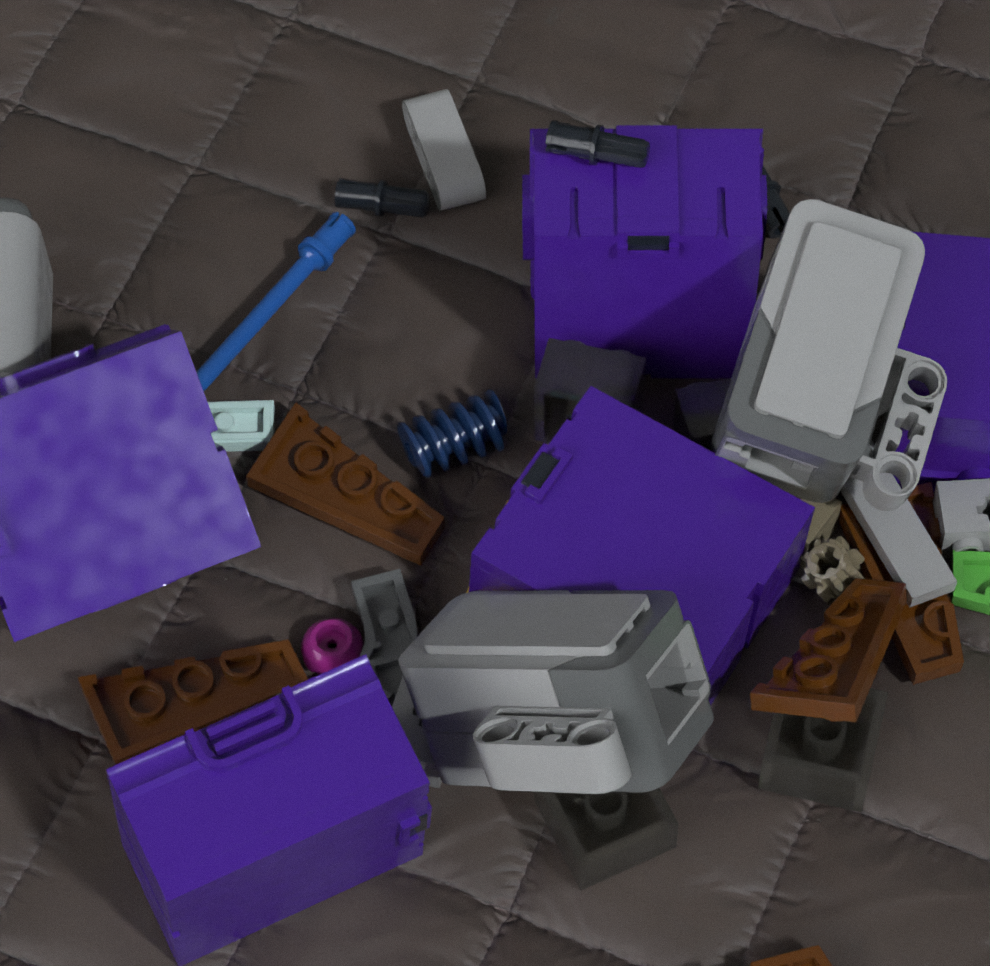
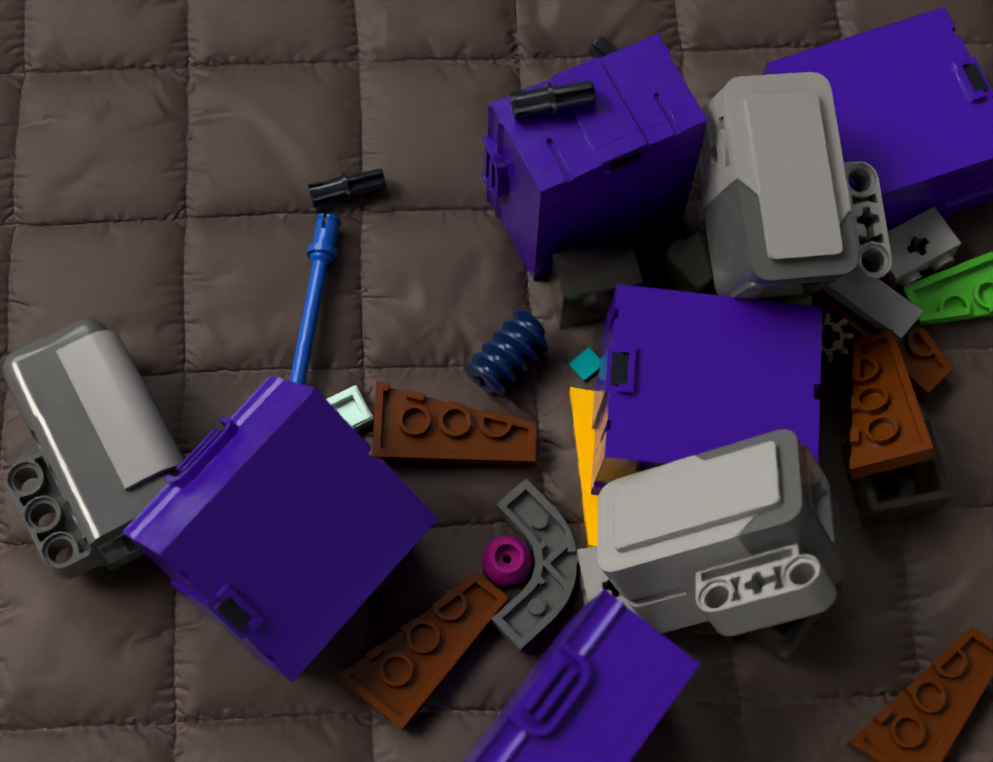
camera: 30 degrees left, 10 degrees up
(444, 150) = (372, 128): light grey beam -> none

